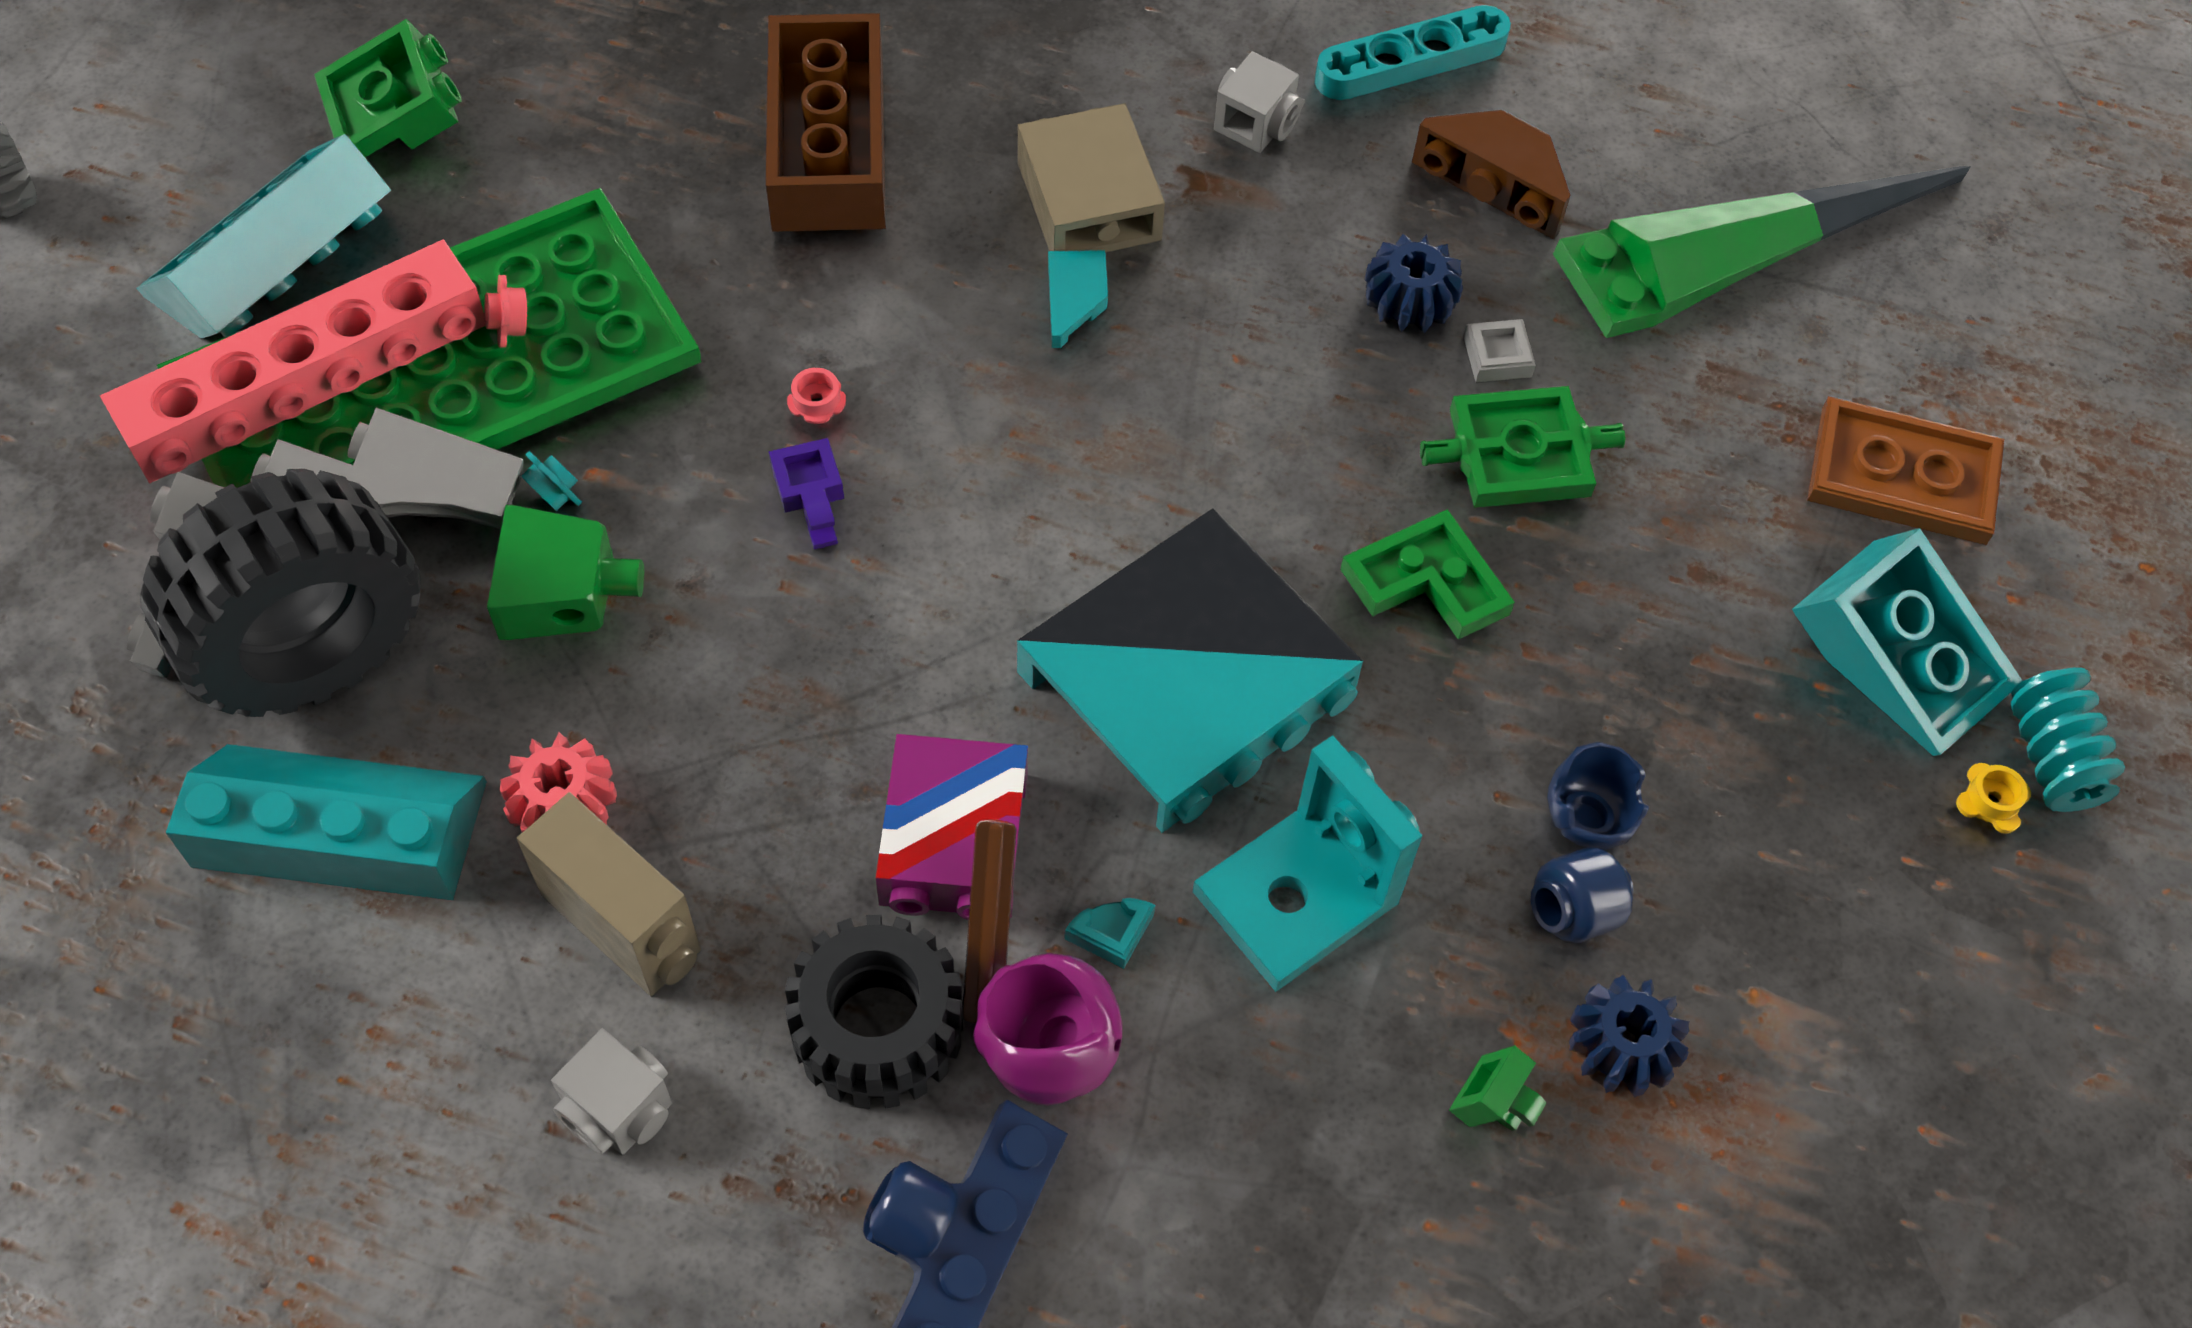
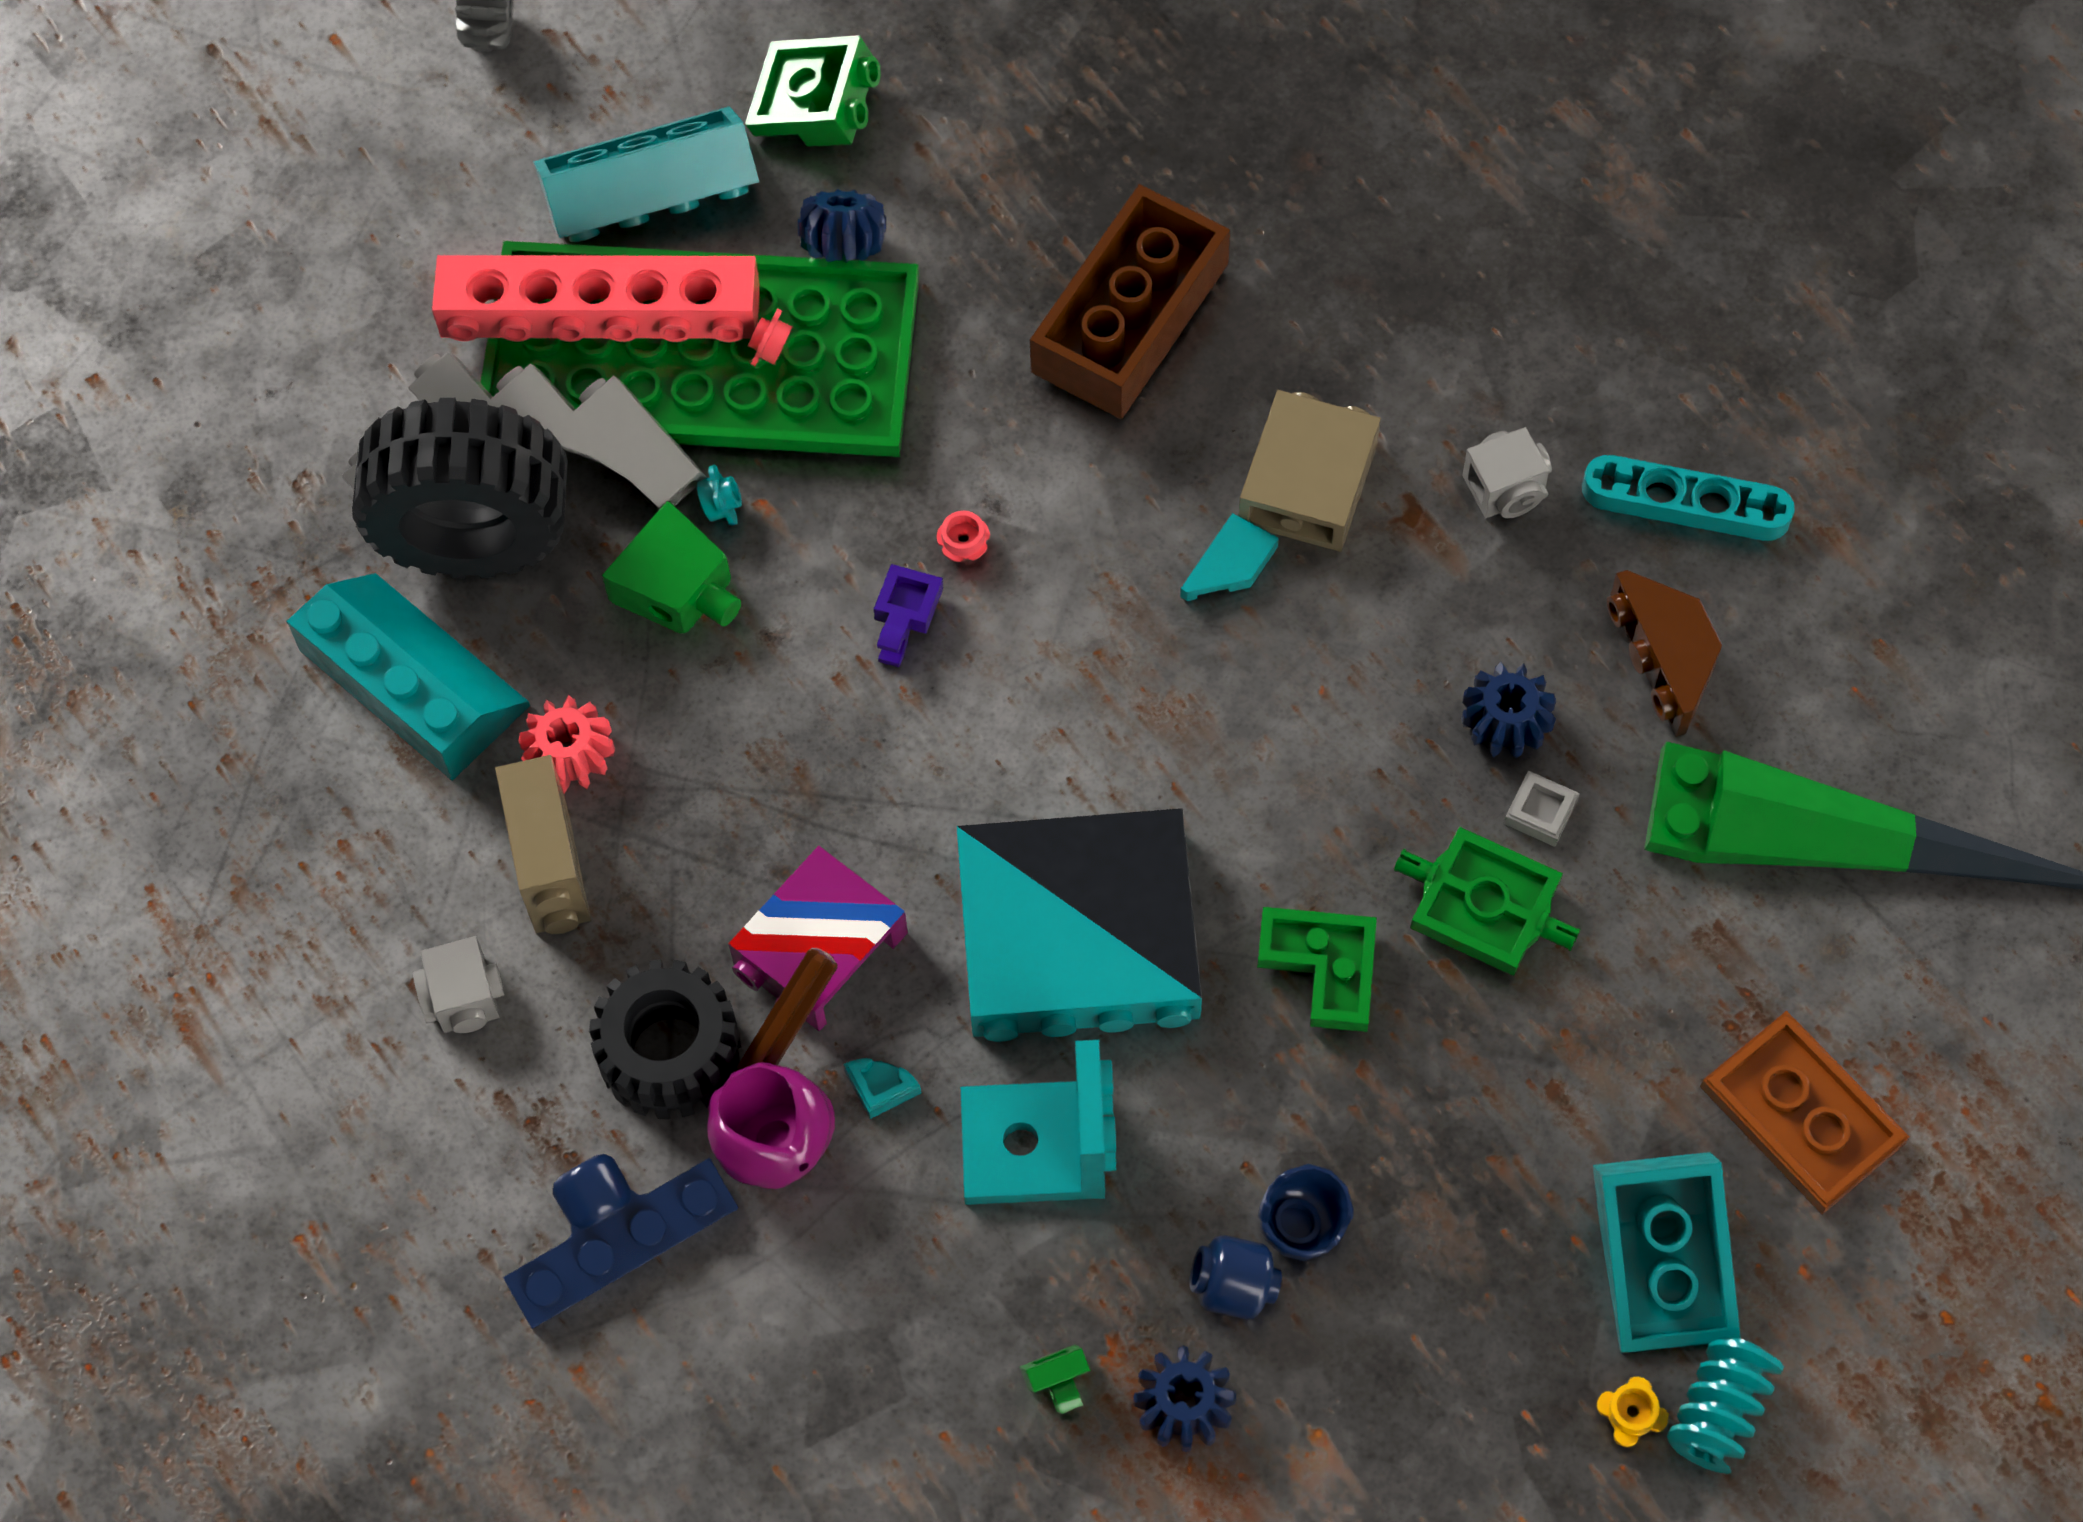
camera: 40 degrees right, 5 degrees up
(502, 188) = (841, 225): none -> dark blue gear

